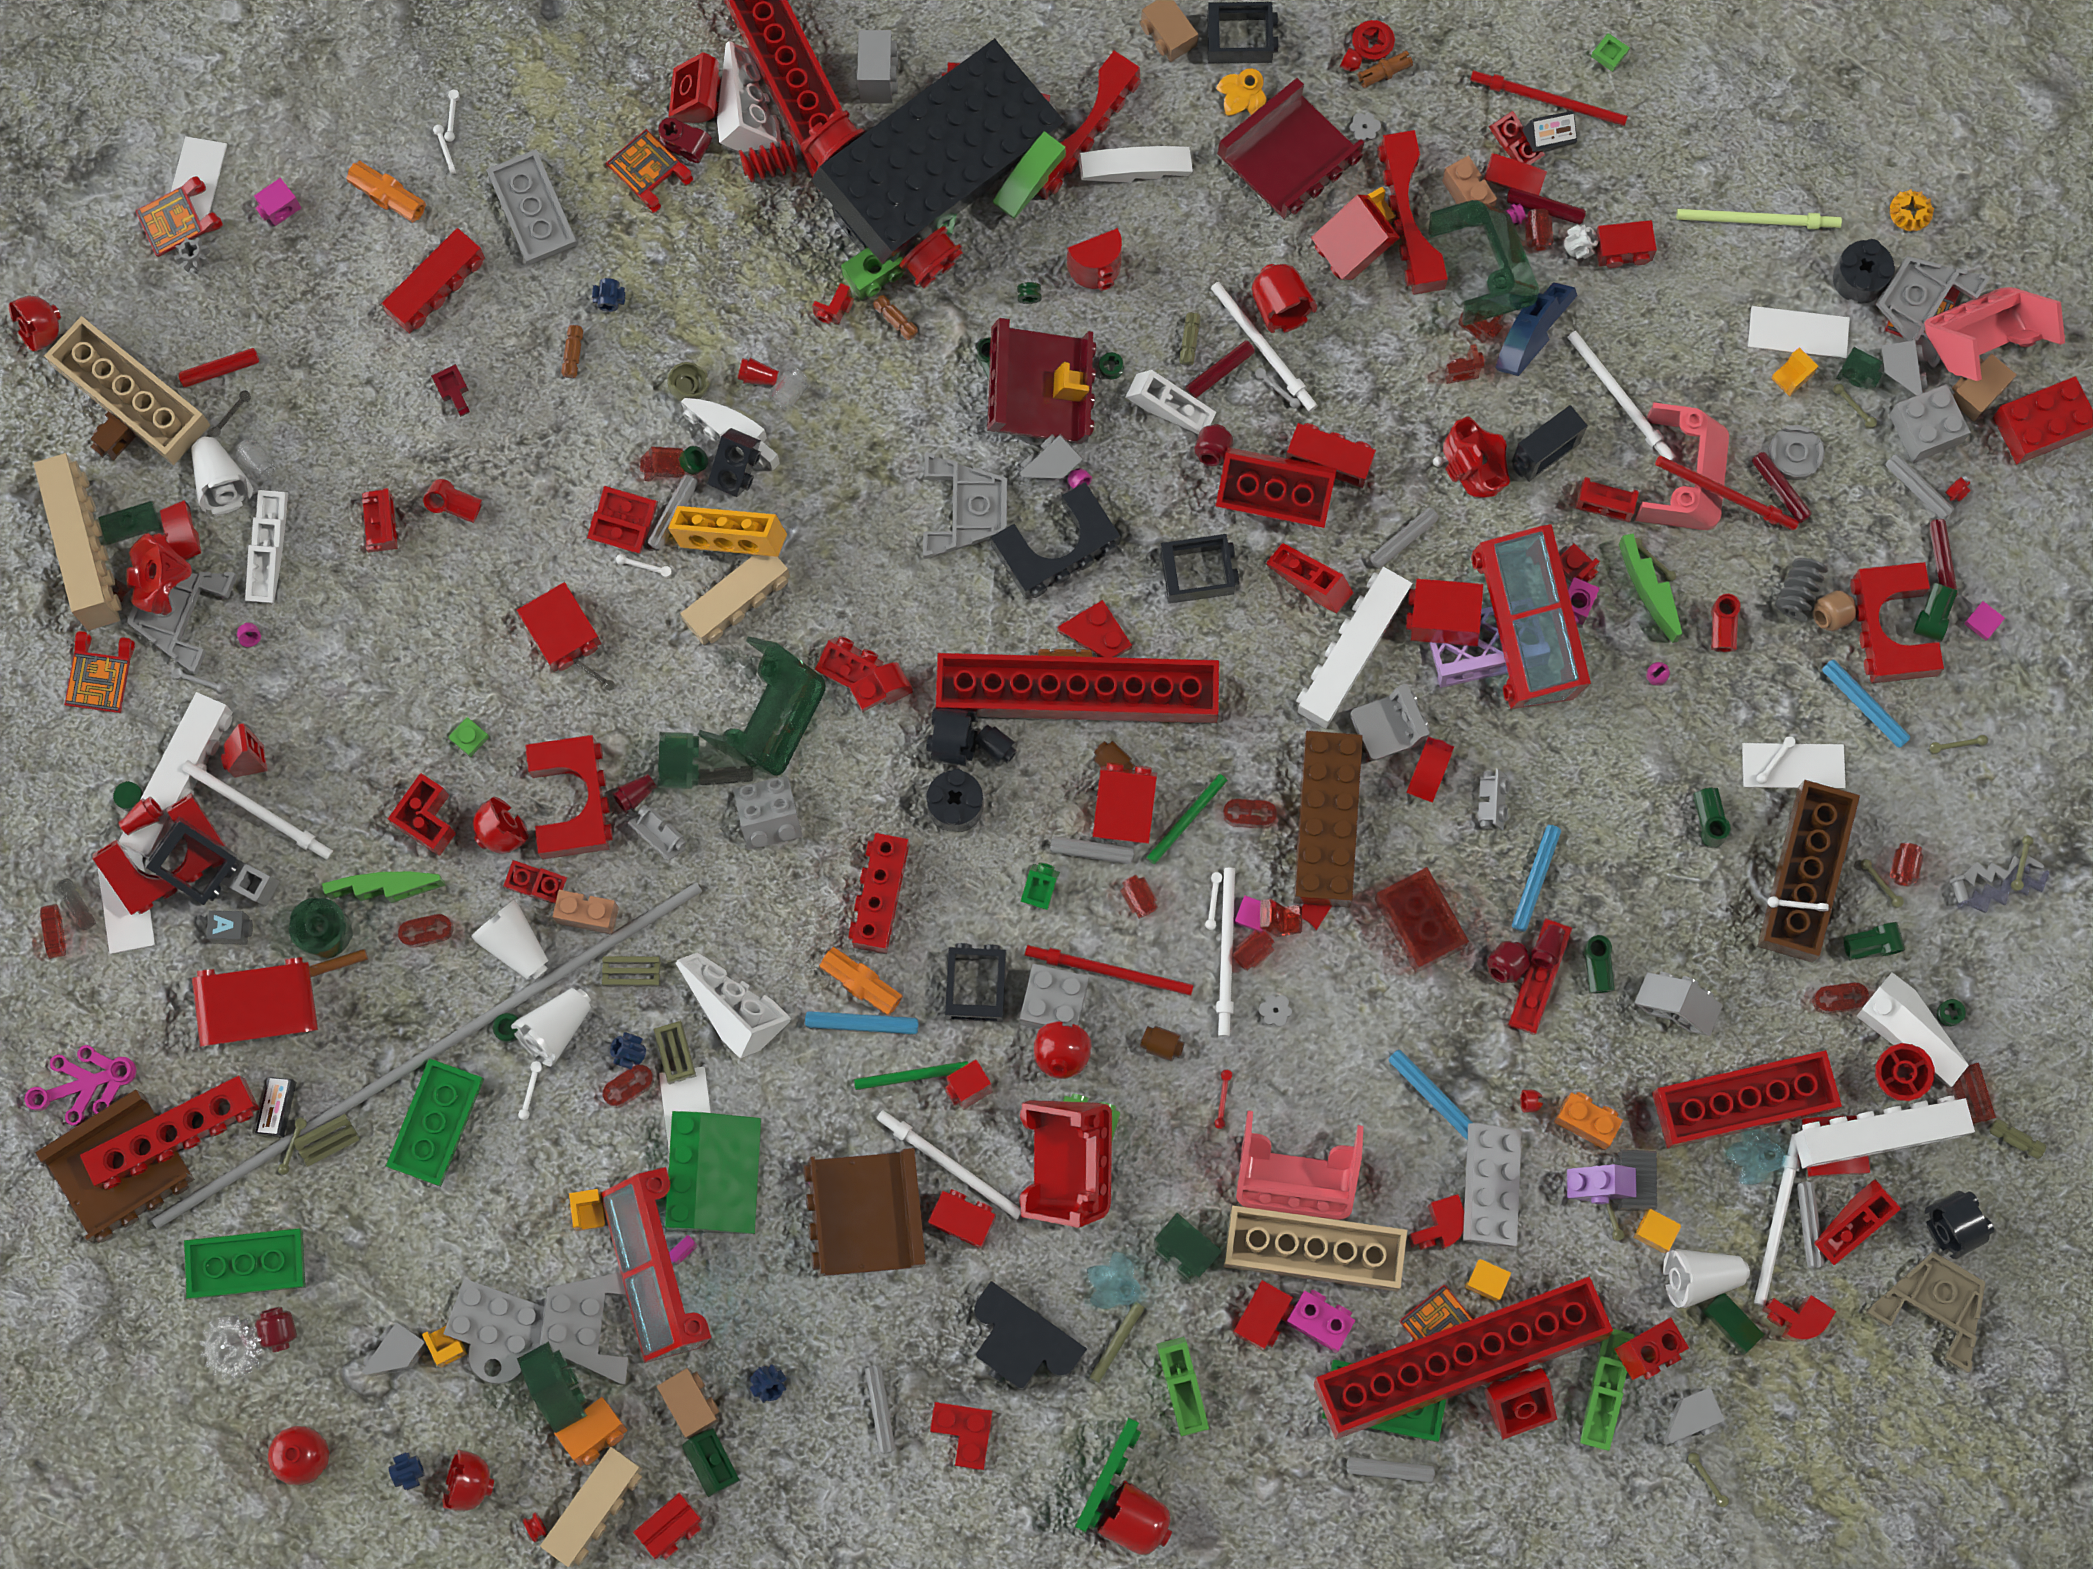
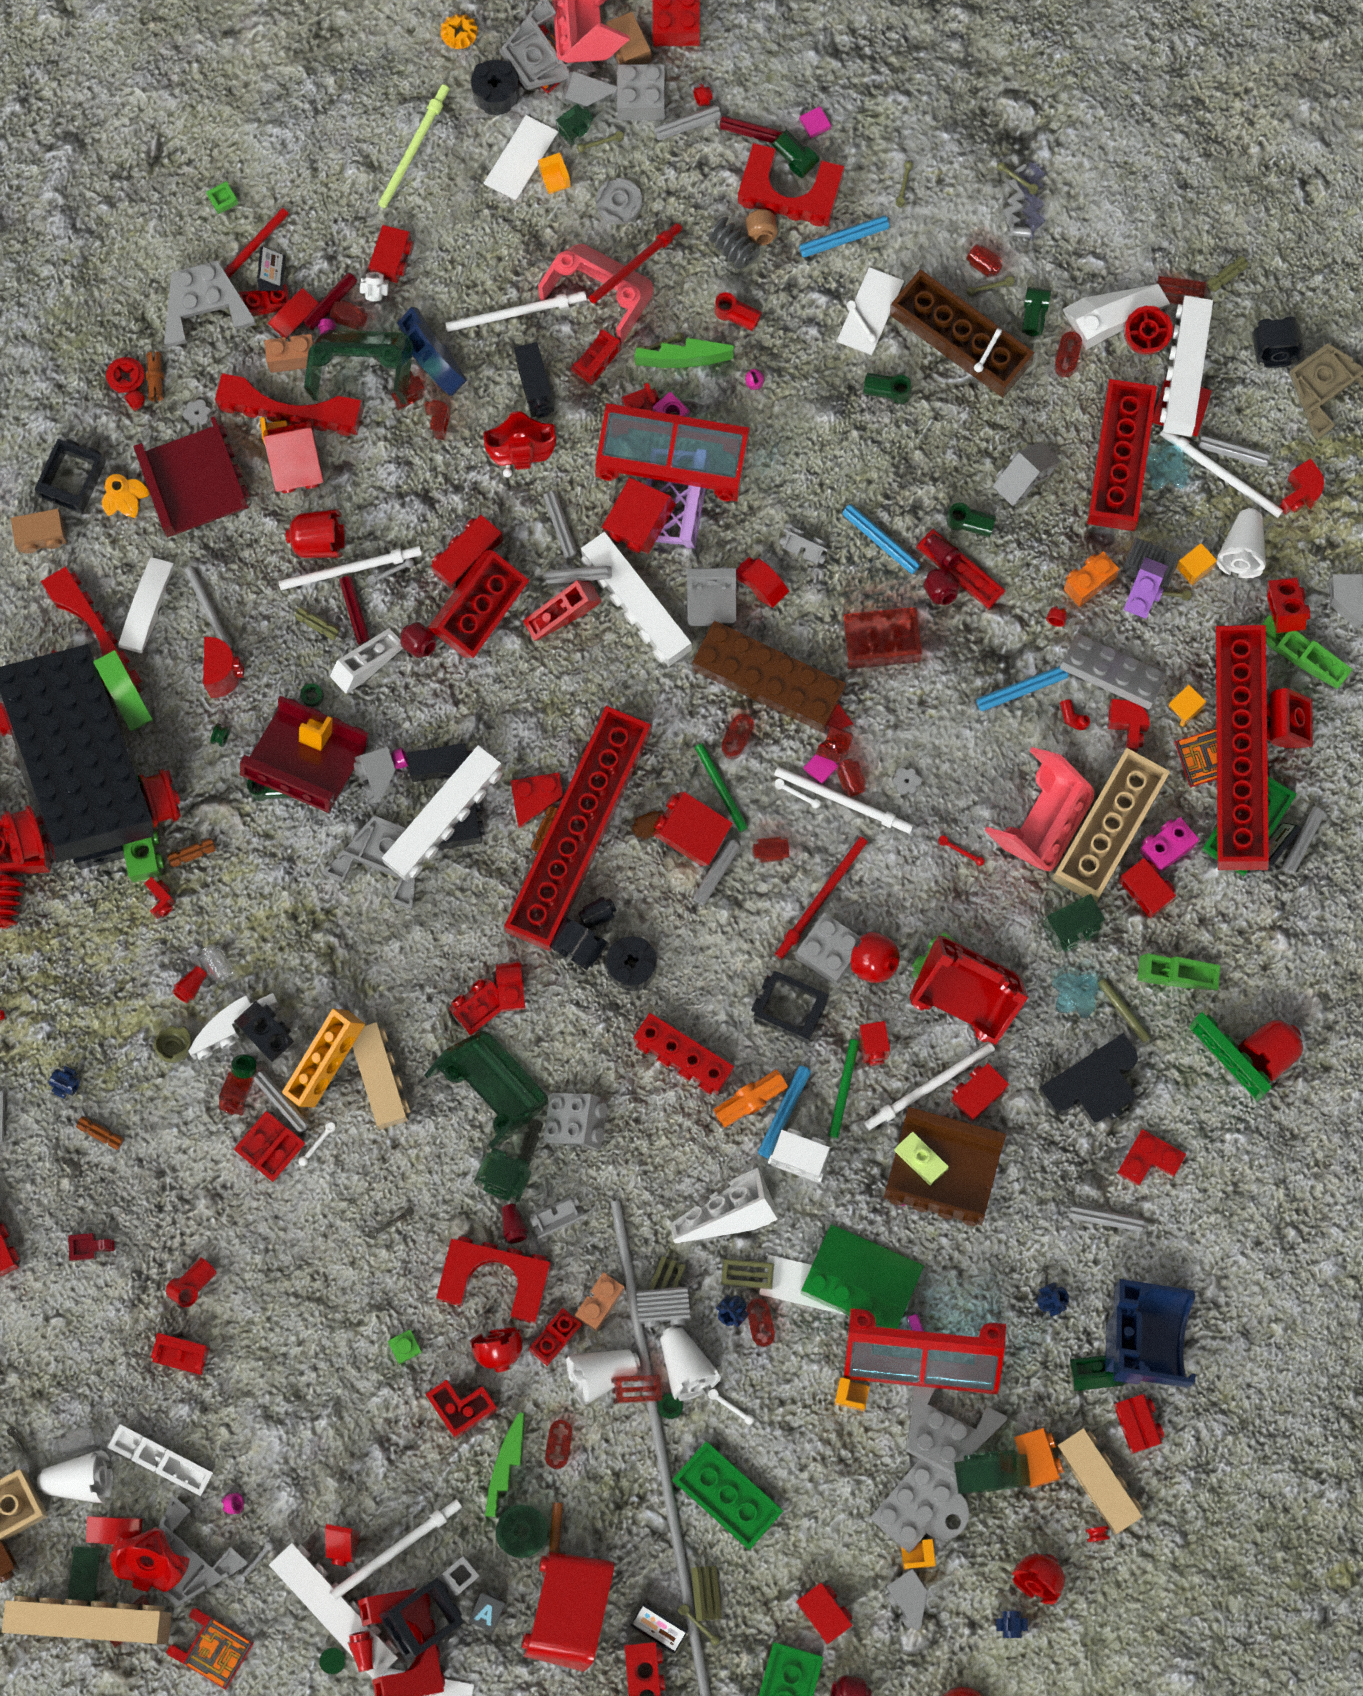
camera: 65 degrees left, 0 degrees up
(349, 1270) = (824, 1612): none -> red brick
(496, 964) = (619, 1390): none -> clear red tile
(559, 627) = (343, 1233): red brick -> none
(604, 977) = (663, 1306): none -> light grey brick
(688, 1403) = (1043, 1370): medium nougat brick -> none
(756, 1507) = (1148, 1334): none -> dark blue piece
(816, 1055) = (800, 1155): none -> white brick
(864, 1184) = (921, 1158): none -> yellowish green plate
(1031, 542) = (443, 813): none -> white brick
(1040, 885) = (729, 923): green bracket -> none
(1159, 227) = (207, 606): none -> light grey bar
(1162, 1043) = (898, 878): reddish brown brick -> none
(1196, 545) = (513, 717): black window -> none
(1353, 576) = (574, 574): none -> light grey axle
(1375, 1443) = (1280, 841): none -> slope
(1421, 1162) = (1072, 719): none -> red arm
(1494, 72) = (199, 292): none -> light grey wing
(1733, 1323) = (1288, 539): dark green slope -> none
(1781, 487) = (643, 223): dark red axle -> none
(1857, 1221) = (1246, 414): red slope -> none
(1955, 1006) = (1111, 287): dark green bush -> none

